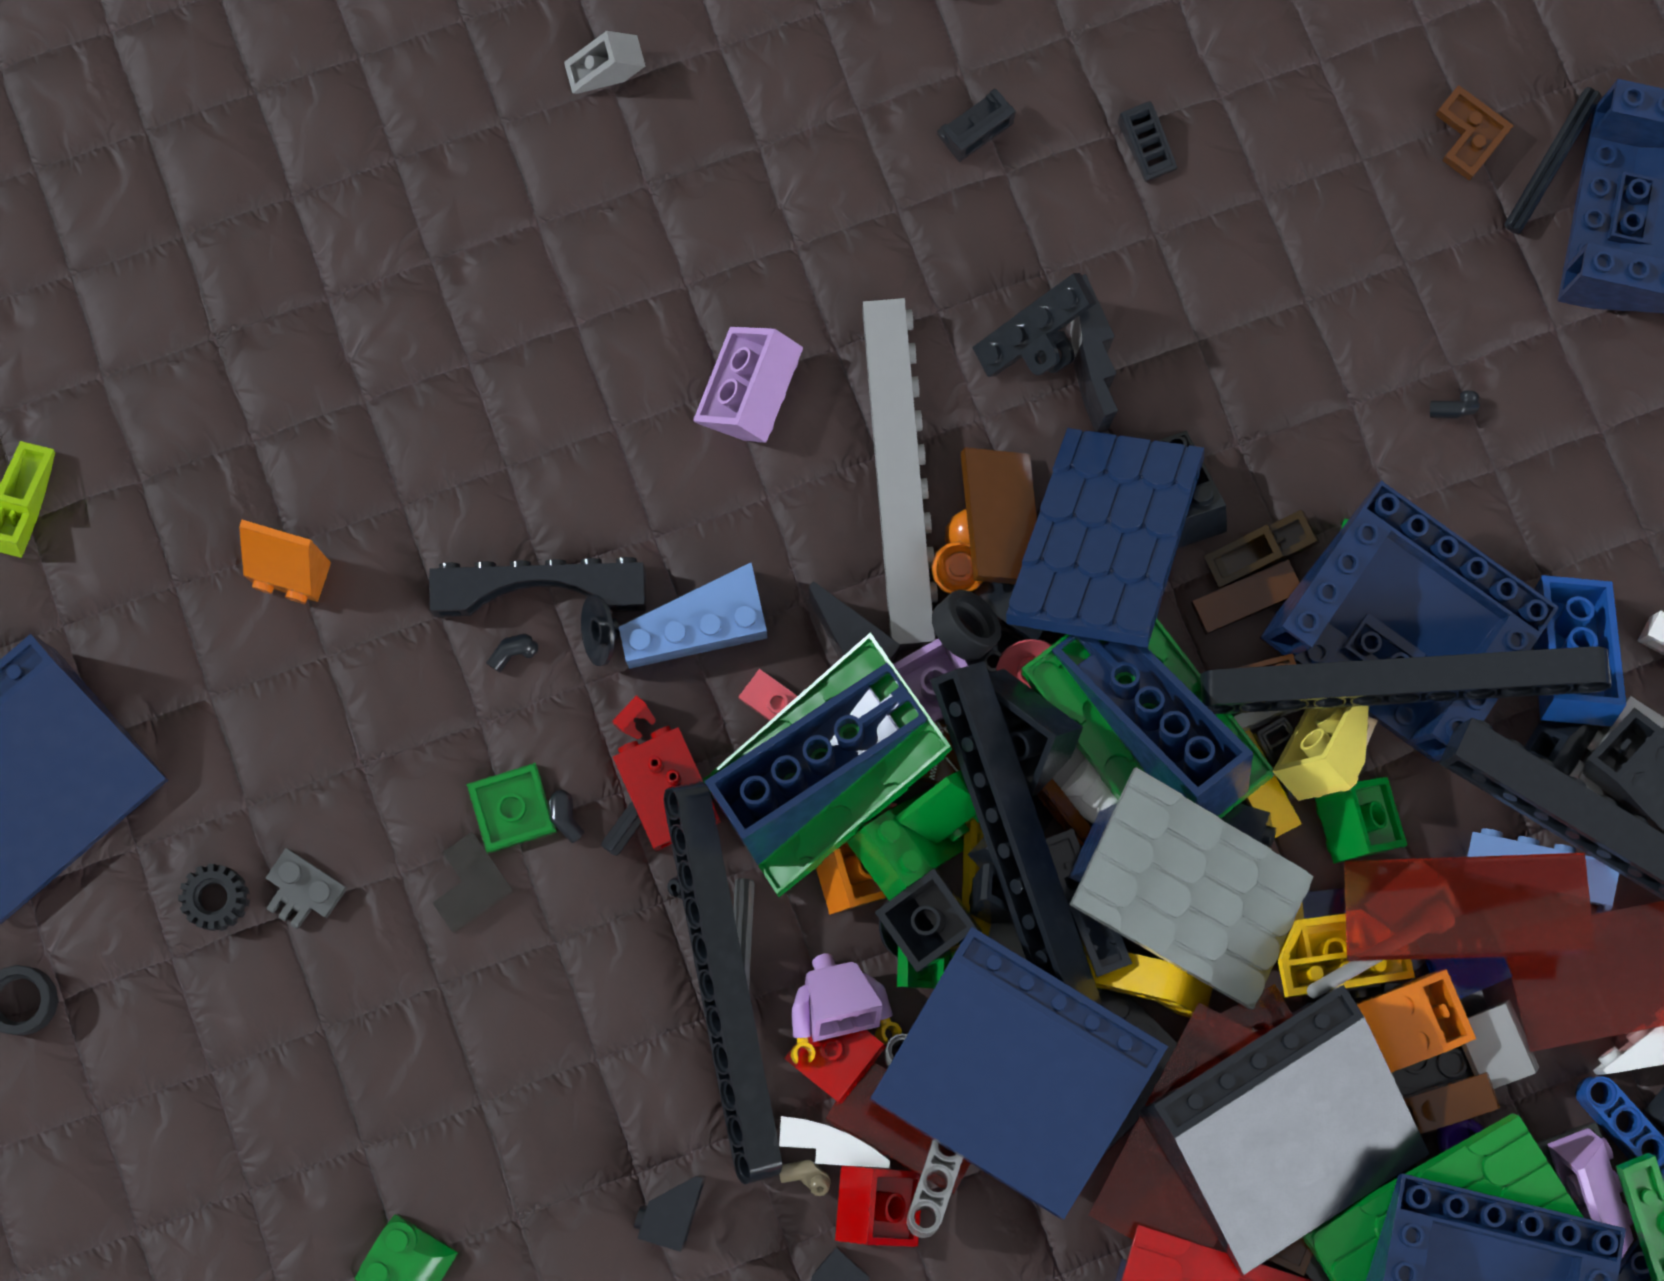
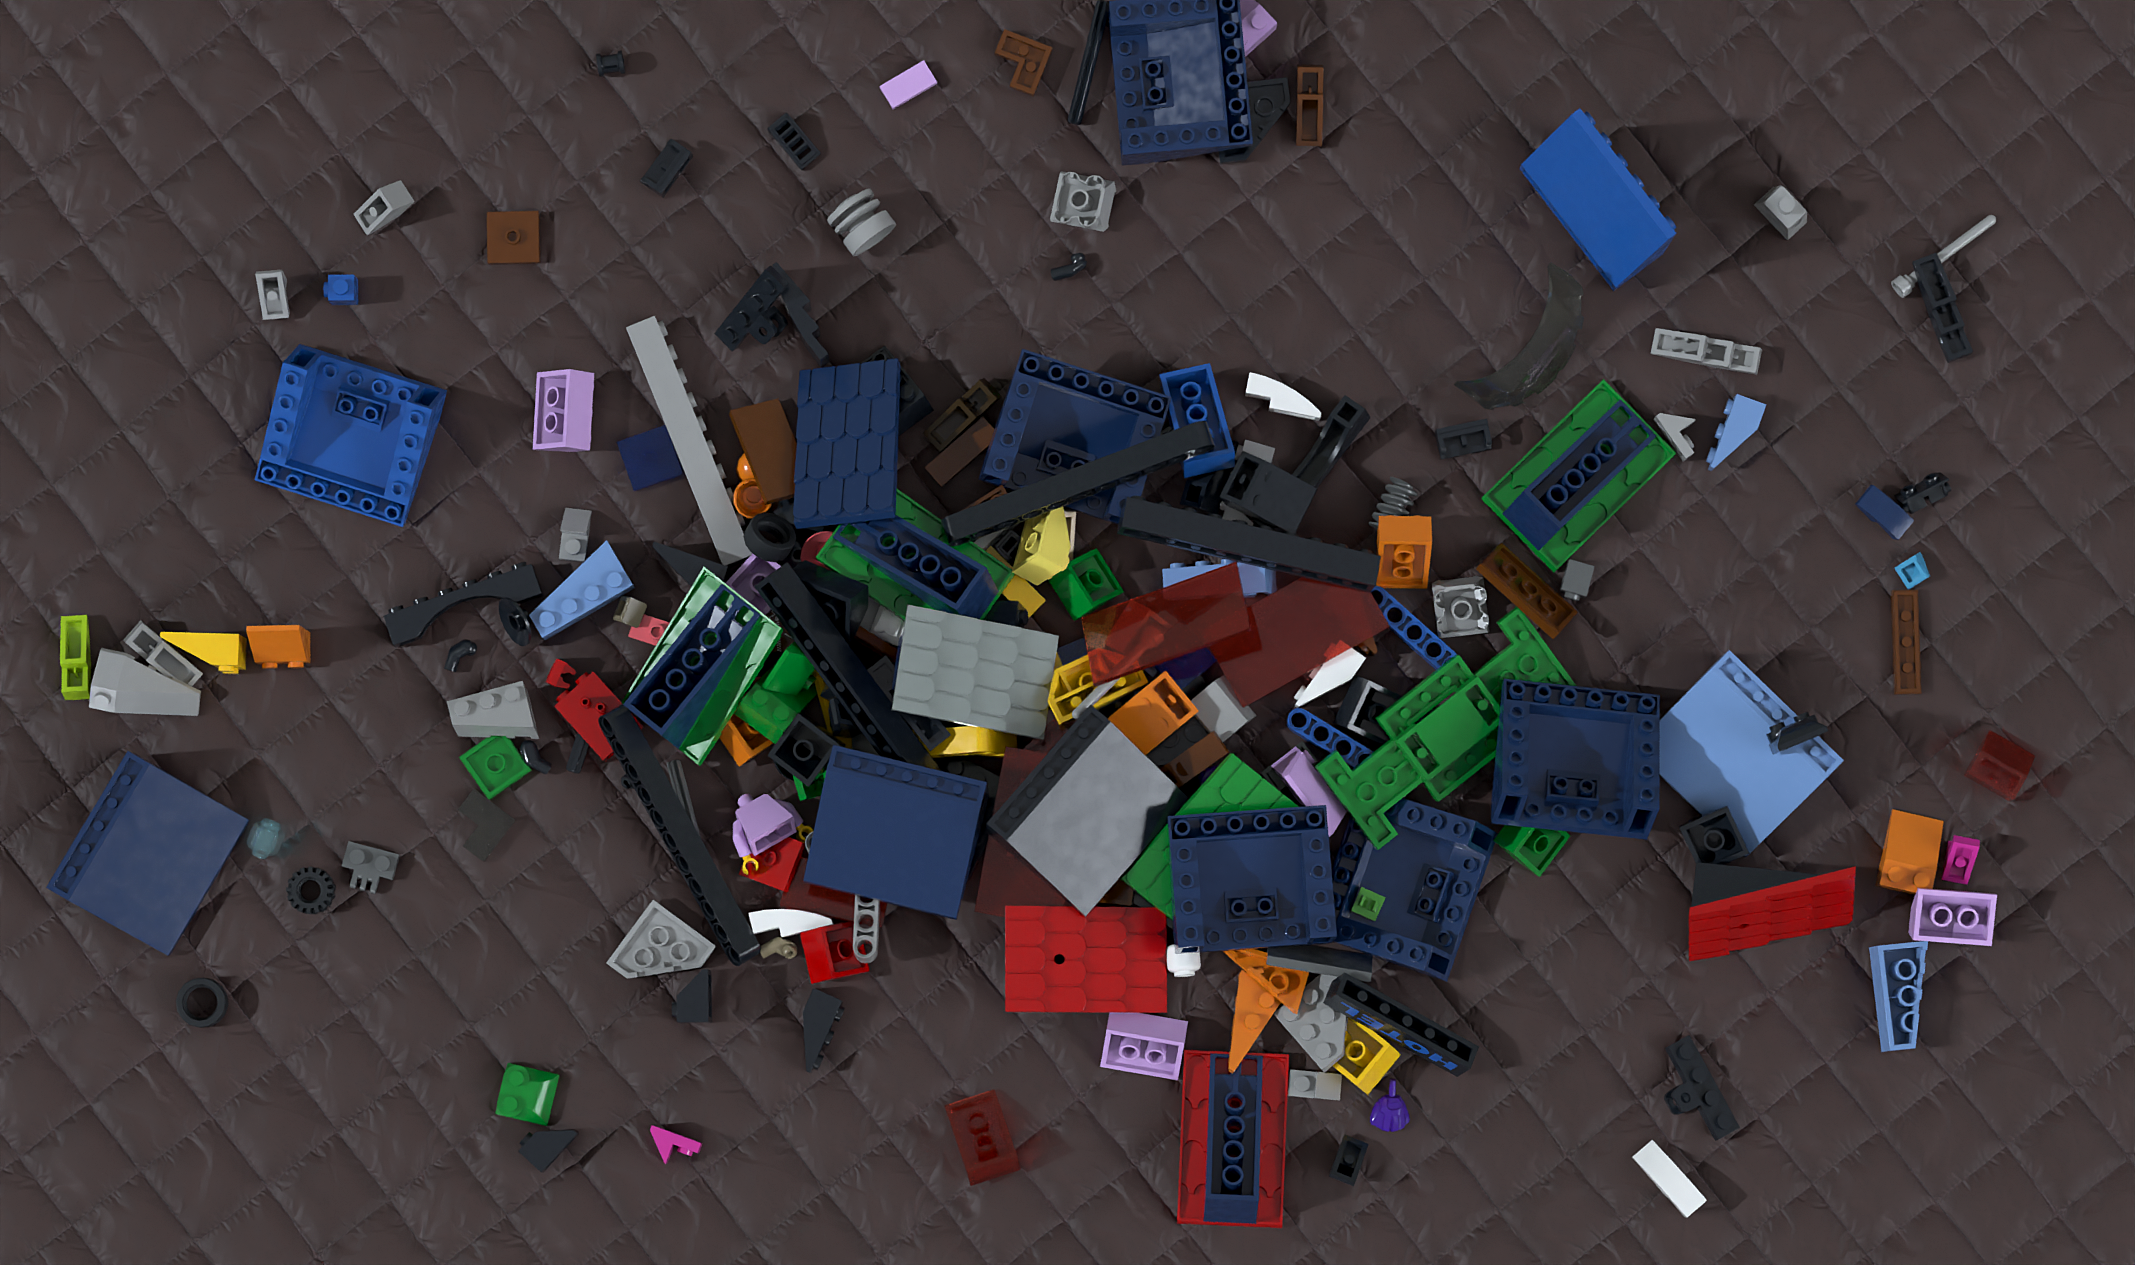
camera: 15 degrees left, 5 degrees up
(71, 556) = (131, 687): none -> light grey wedge
(131, 533) = (161, 654): none -> light grey slope
(179, 809) = (265, 838): none -> clear light blue head
(206, 546) = (220, 650): none -> yellow slope
(428, 123) = (272, 294): none -> light grey slope
(464, 326) = (349, 434): none -> blue slope
(518, 146) = (341, 289): none -> blue brick
(531, 740) = (494, 713): none -> light grey wedge
(648, 1121) = (660, 945): none -> light grey plate
(712, 545) = (575, 534): none -> light grey slope
(751, 665) = (629, 611): none -> dark tan slope
(755, 151) = (513, 237): none -> reddish brown plate
(840, 478) = (650, 458): none -> clear blue plate
(1207, 263) = (858, 218): none -> light grey wheel
(1313, 118) = (908, 84): none -> lavender tile
(1497, 328) = (1083, 201): none -> light grey slope

